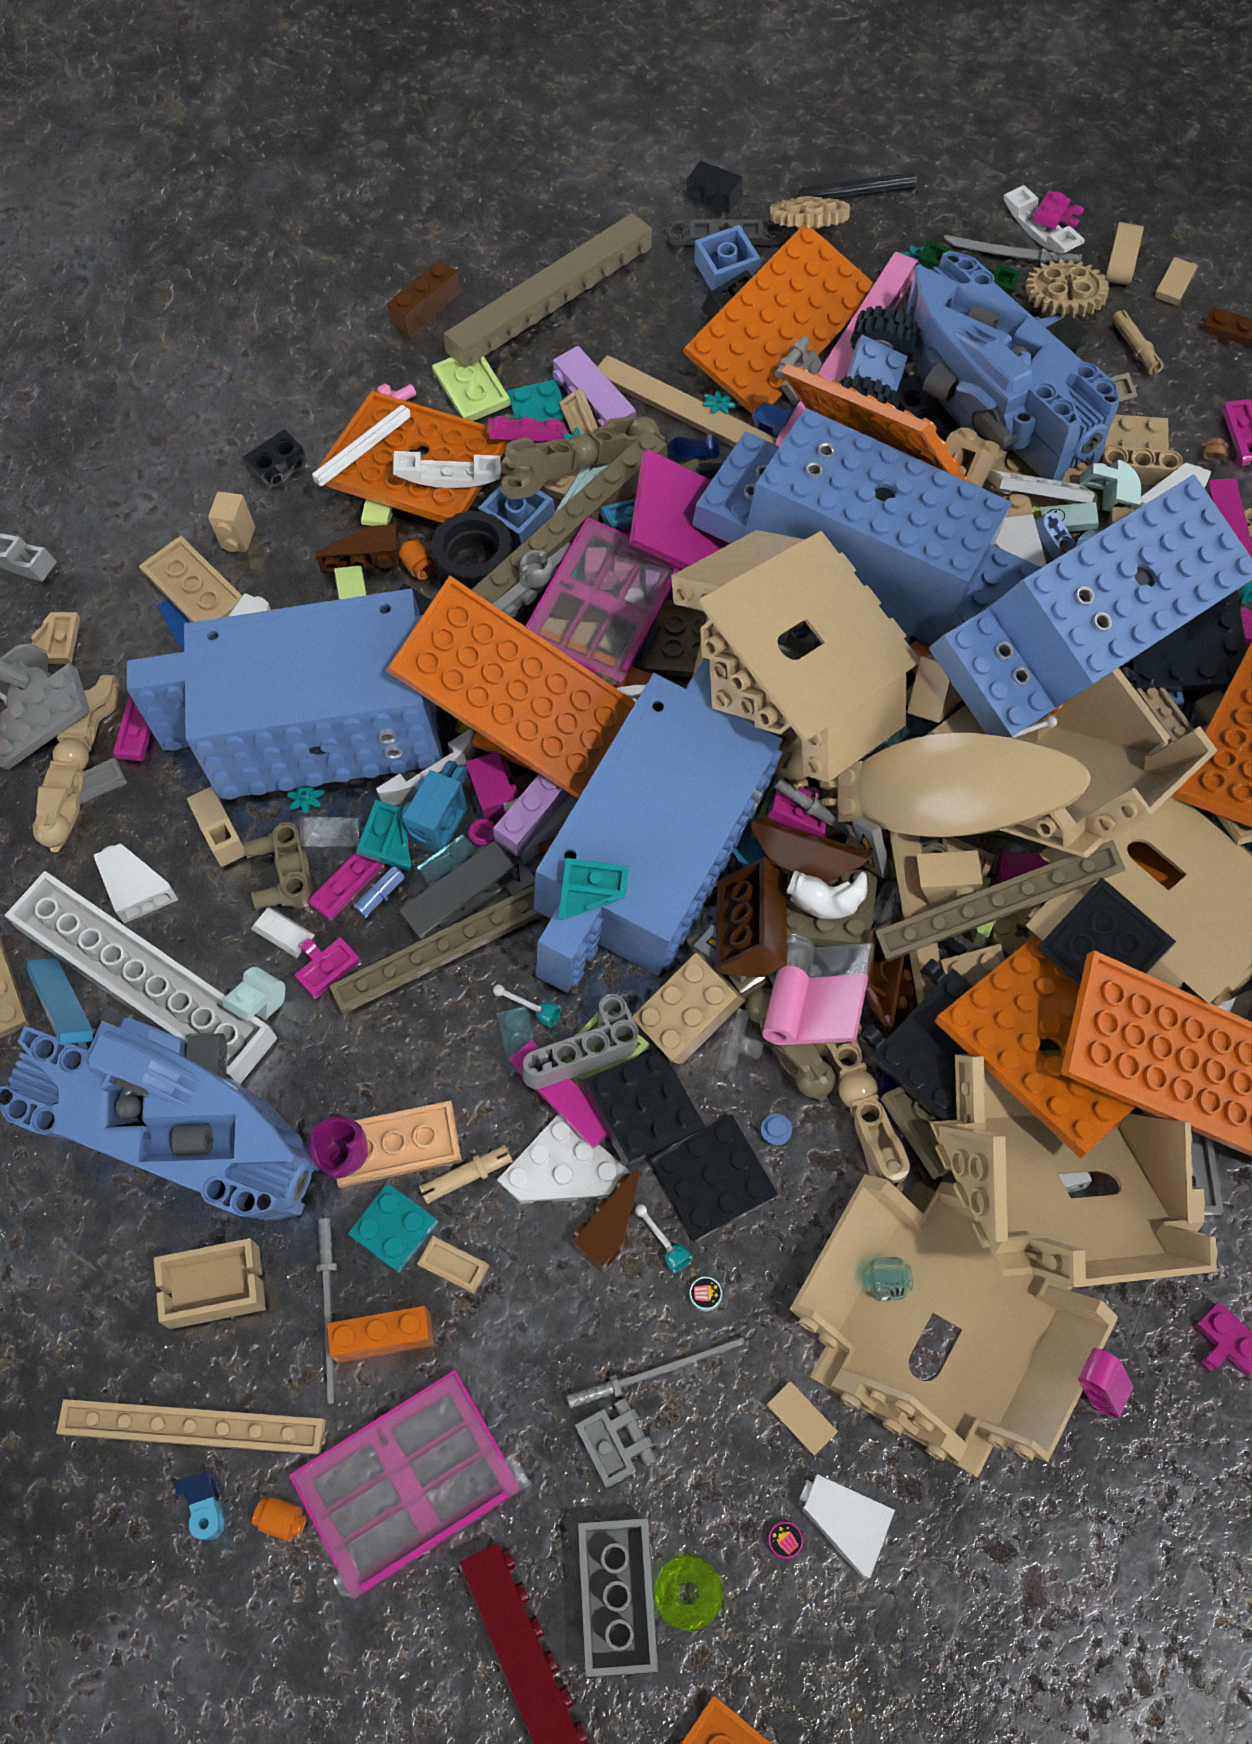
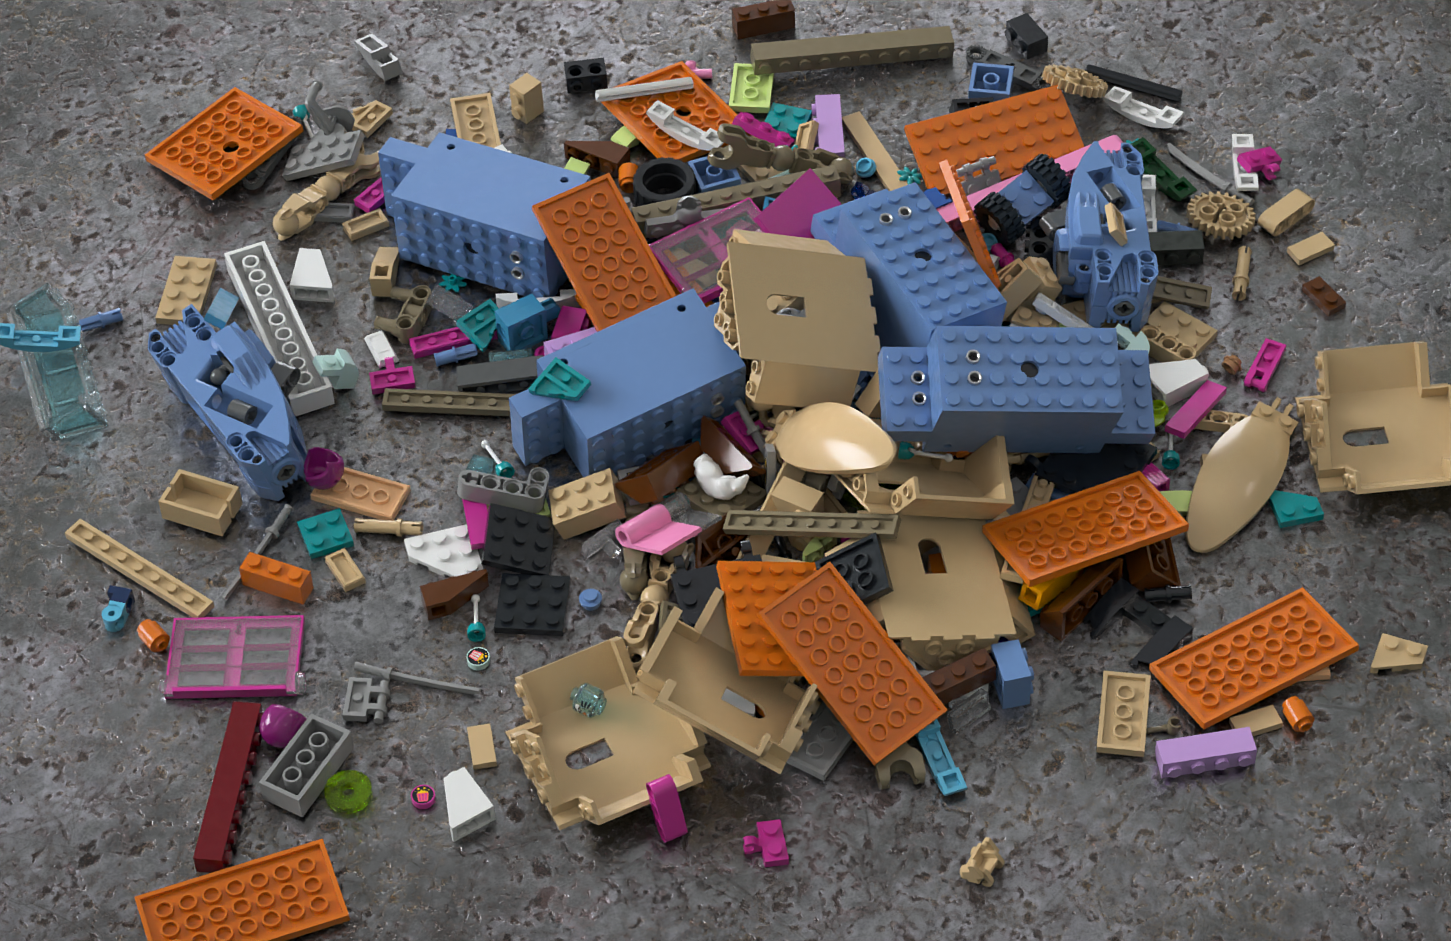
camera: 30 degrees right, 15 degrees down
(147, 777) = (365, 224): none -> tan tile
(546, 1563) = (280, 725): none -> magenta piece
(665, 416) = (865, 167): none -> medium azure plate
(896, 215) = (1142, 113): none -> white slope
(1033, 348) = (1116, 224): none -> tan tile

